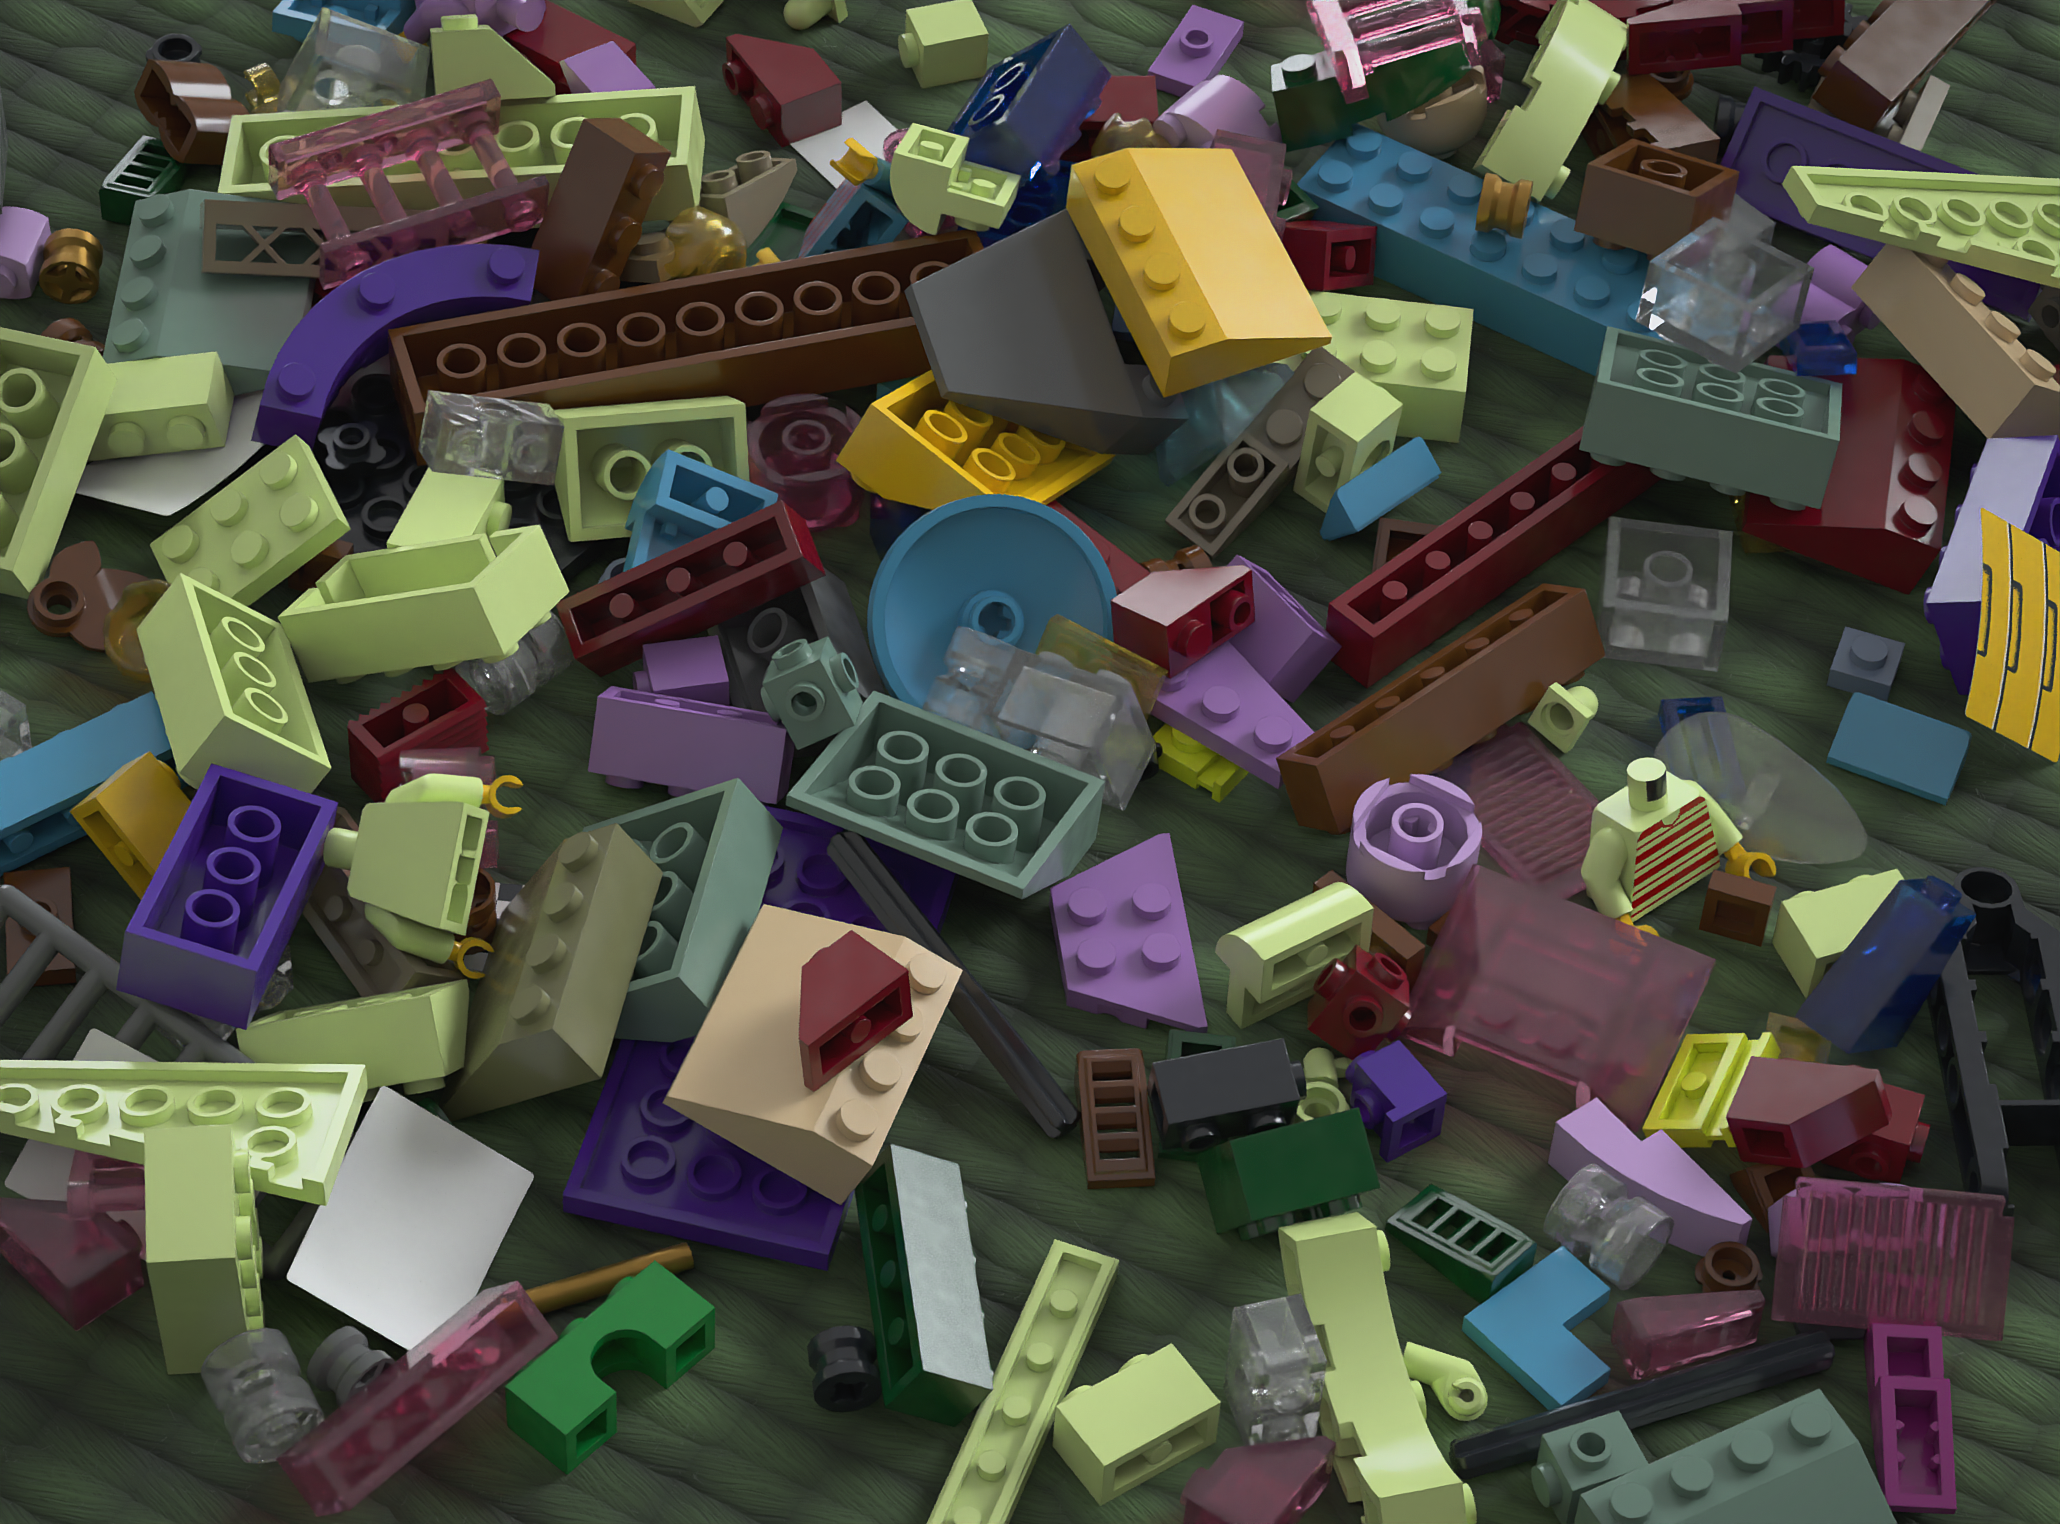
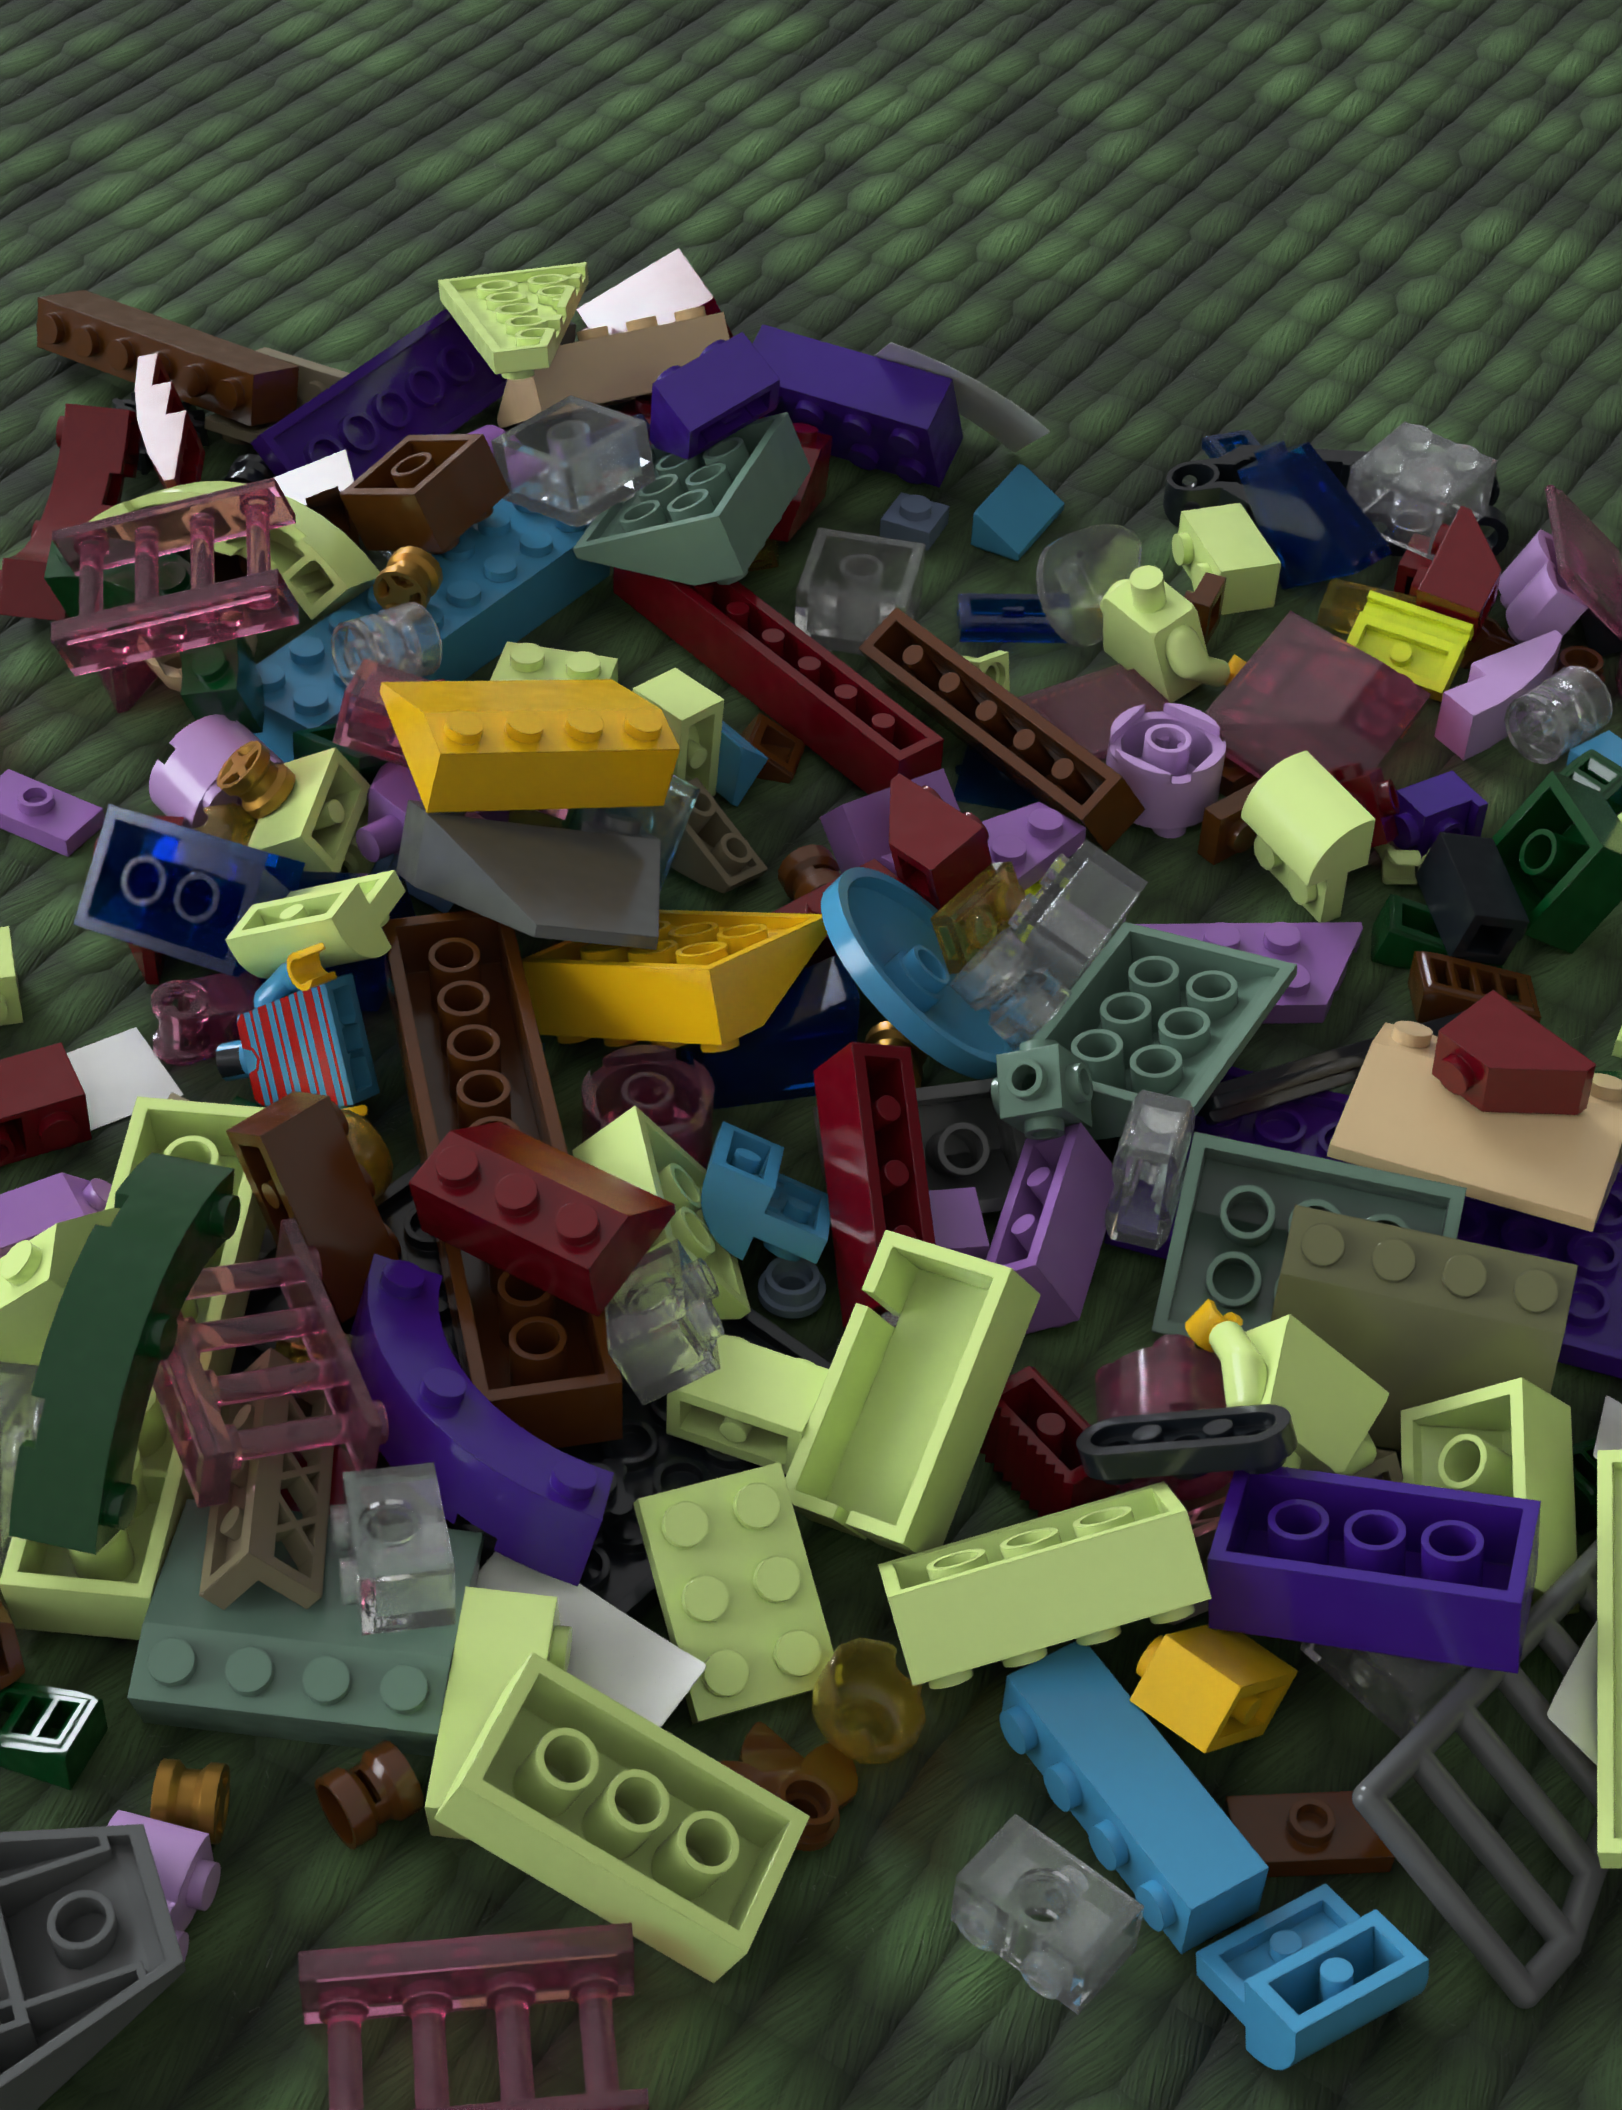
camera: 85 degrees left, 5 degrees down
(240, 301) = (397, 1549): none -> clear brick
(348, 763) = (1188, 1443): none -> black plate
(391, 69) = (107, 1348): none -> dark green brick
(574, 326) = (537, 1212): none -> dark red slope
(728, 749) = (1149, 1169): none -> clear brick
(1166, 127) = (256, 779): none -> pearl gold wheel
(1379, 192) = (395, 637): none -> clear wheel
(1837, 374) = (711, 397): none -> dark purple slope
(1963, 1068) = (1418, 483): none -> clear brick

